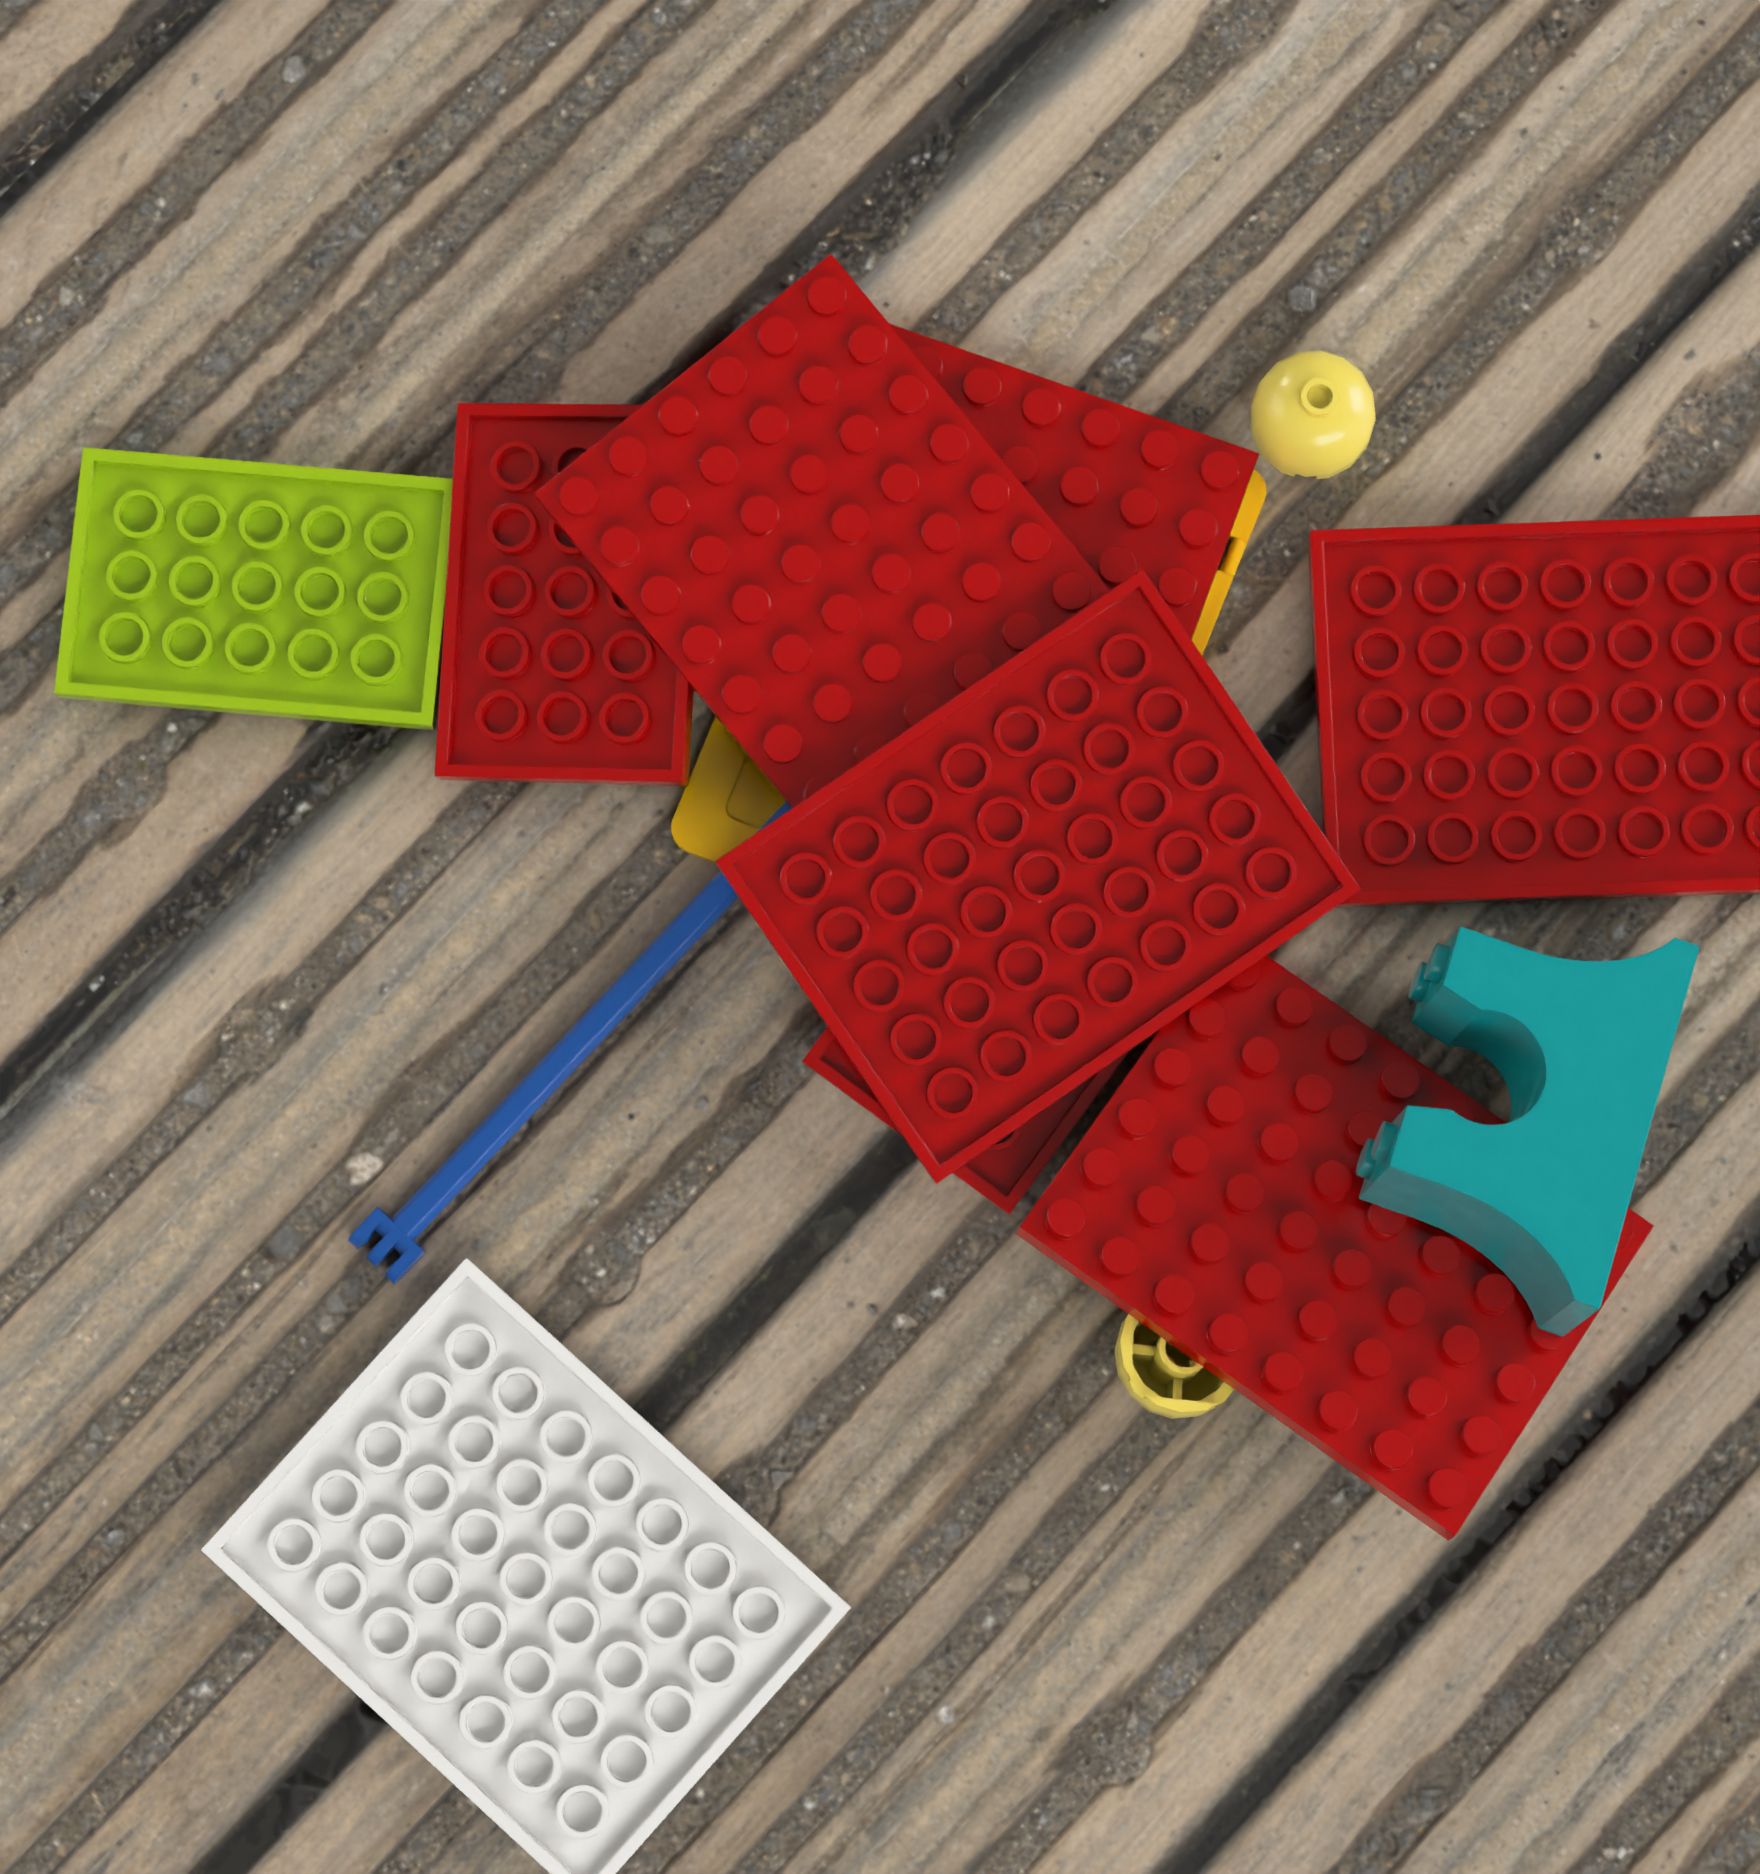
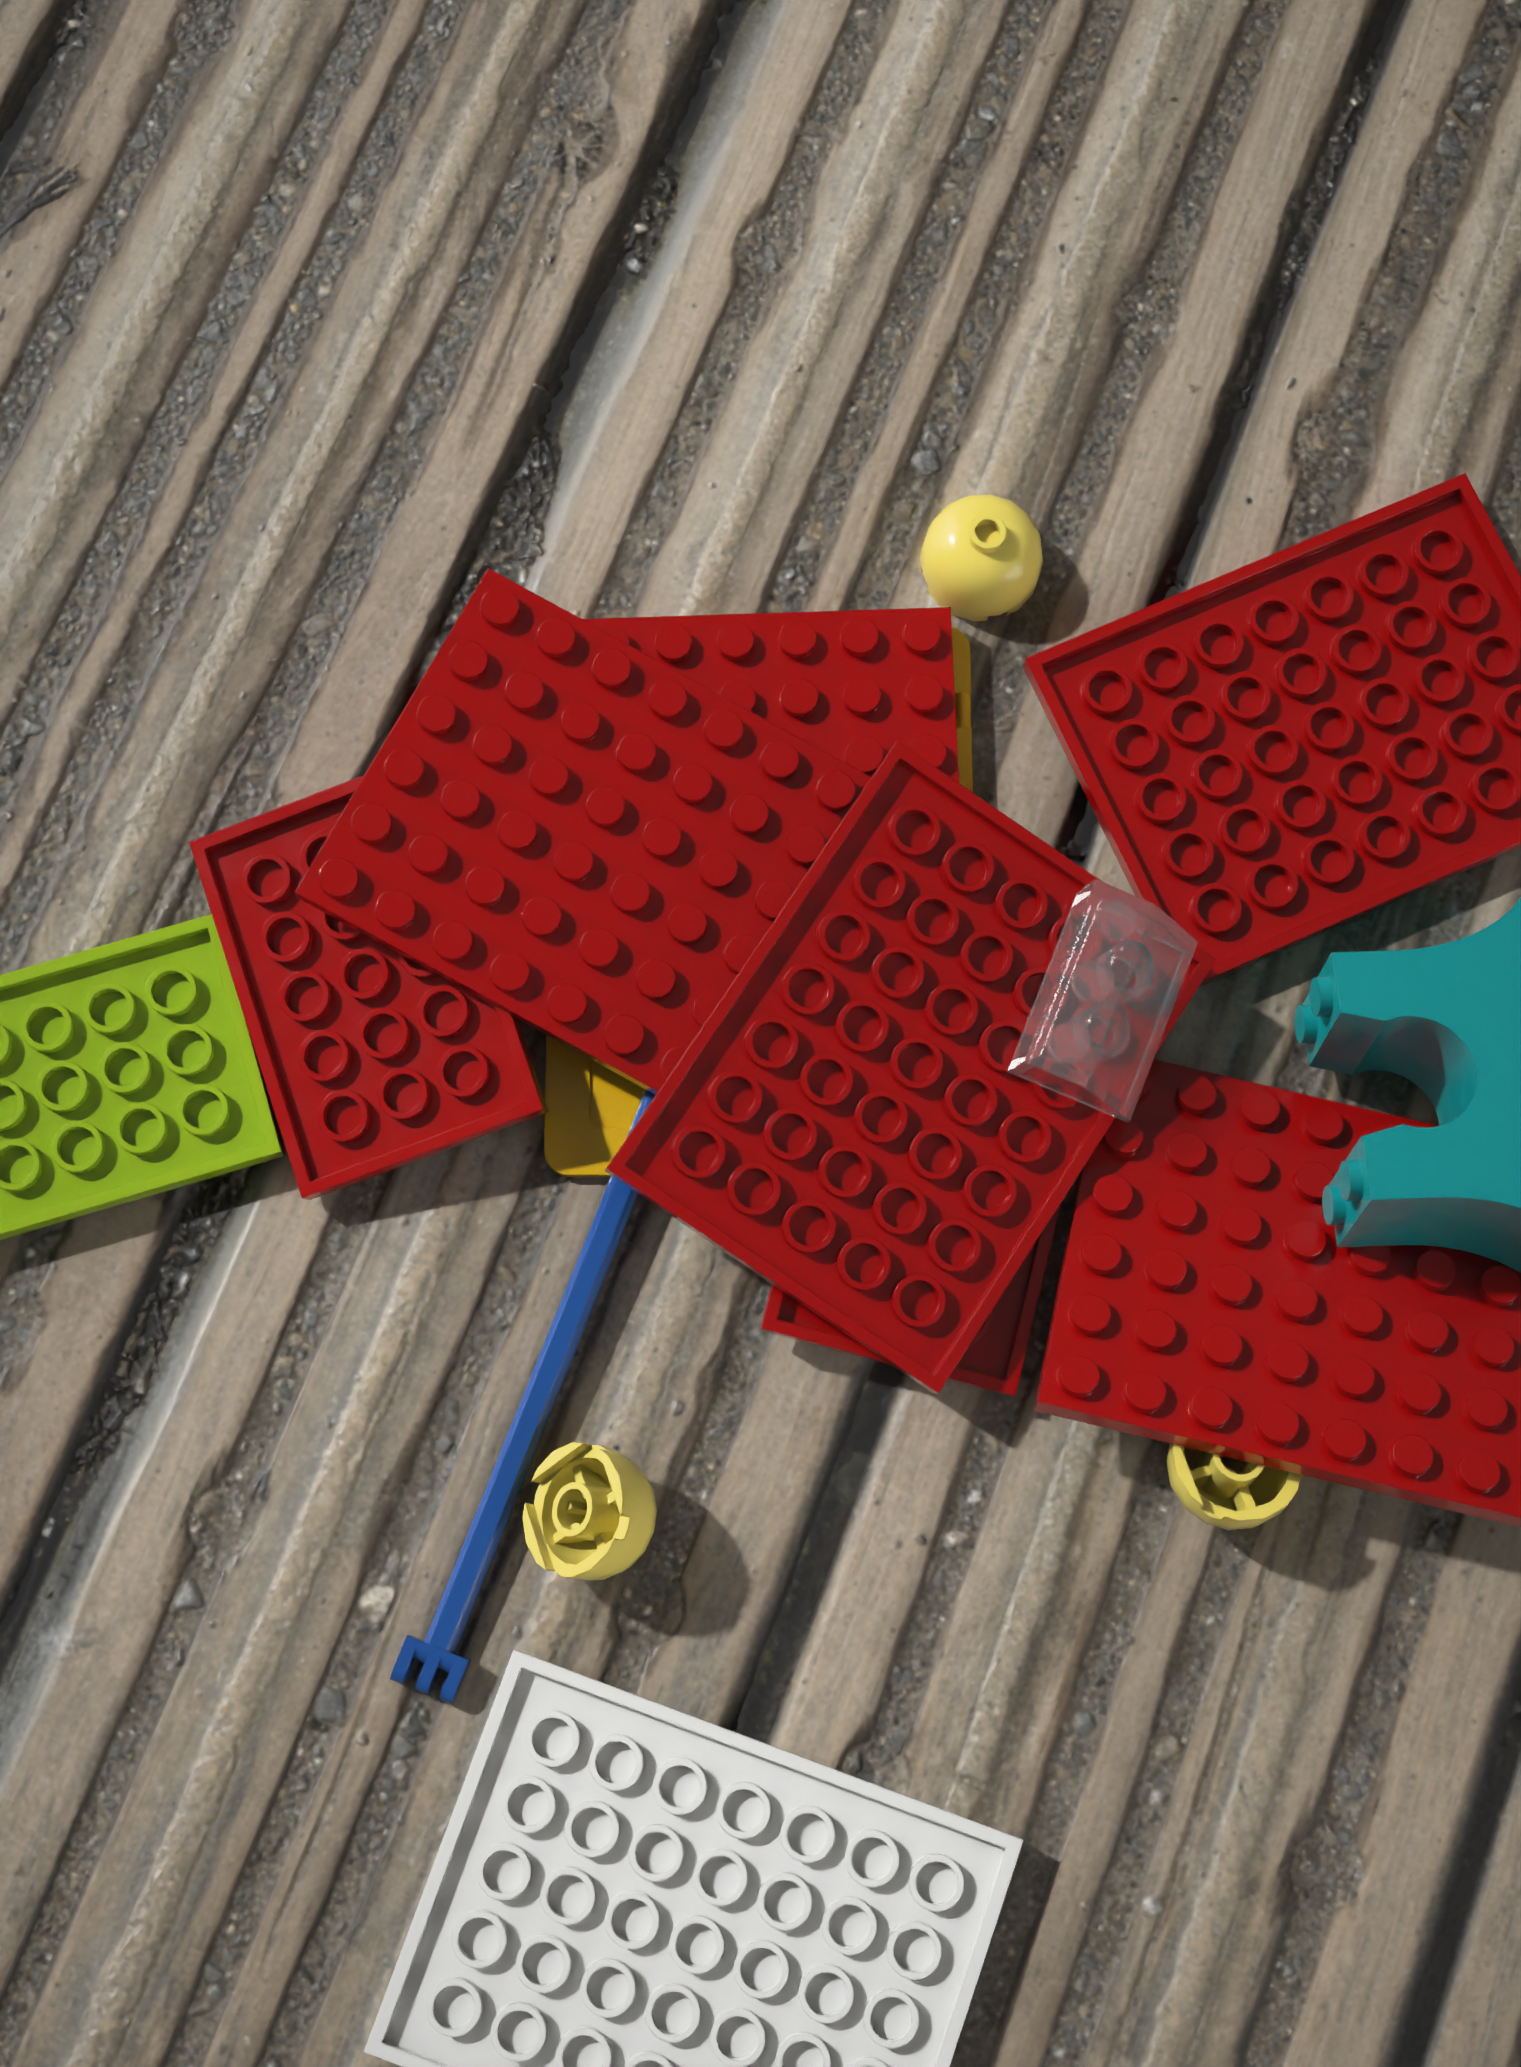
camera: 25 degrees left, 5 degrees down
(581, 1163) = (589, 1512): none -> light yellow cylinder
(1236, 888) = (1104, 1000): none -> clear slope

